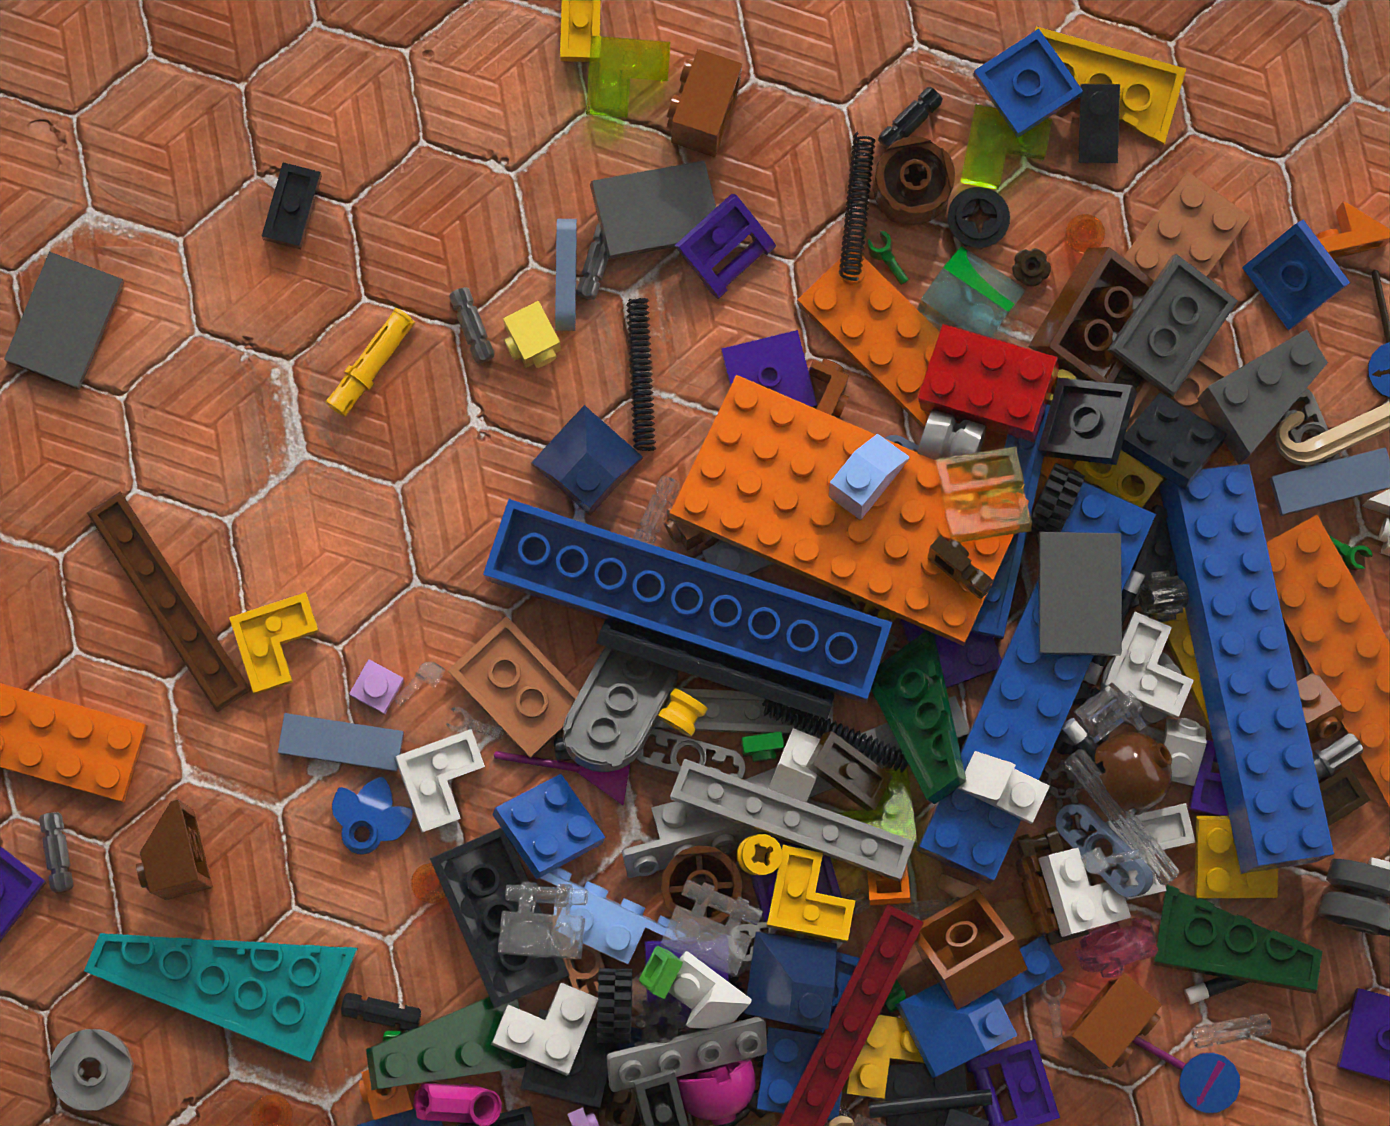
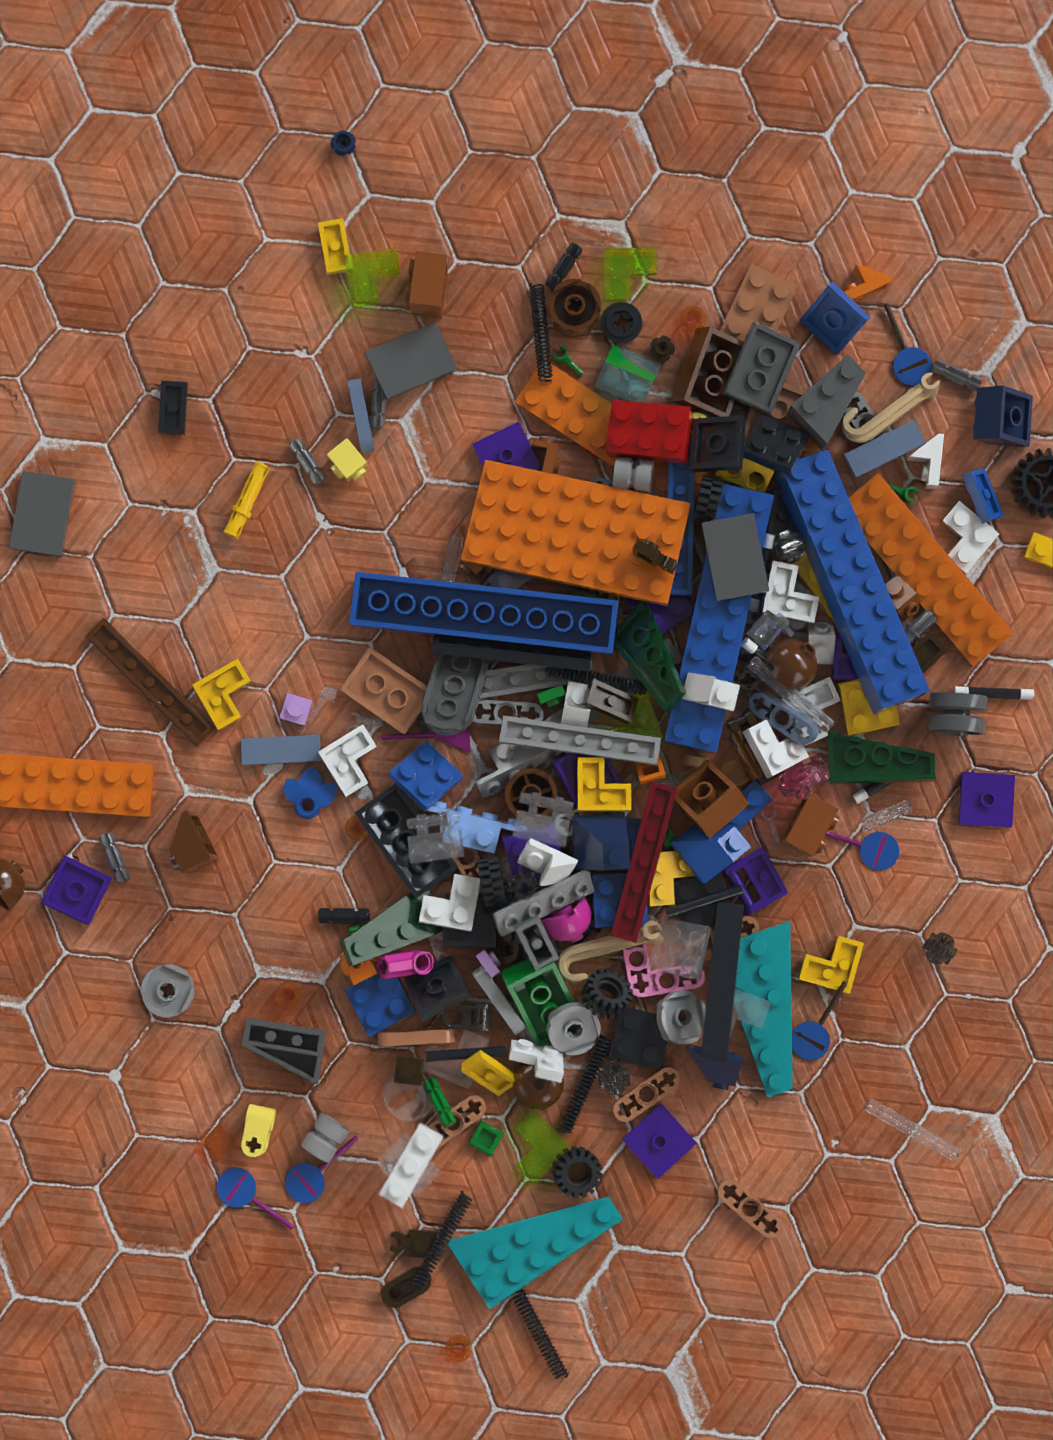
camera: 10 degrees left, 5 degrees up
(251, 988) = (259, 918): teal wing -> none
(587, 460) = (400, 534): dark blue slope -> none
(642, 306) = (424, 471): black piece -> none
(660, 971) = (516, 854): bright green tile -> none
(682, 712) = (496, 685): yellow wheel -> none
(717, 237) = (455, 370): dark purple plate -> none
(752, 858) = (559, 769): yellow wheel -> none
(866, 475) = (583, 509): light blue slope -> none
(983, 495) = (660, 506): clear yellow slope -> none
(1028, 83) = (635, 227): blue plate -> none
(1097, 863) = (780, 727): clear hand -> none
(1099, 123) = (687, 244): black plate -> none
(1146, 85) = (695, 214): yellow wing -> none

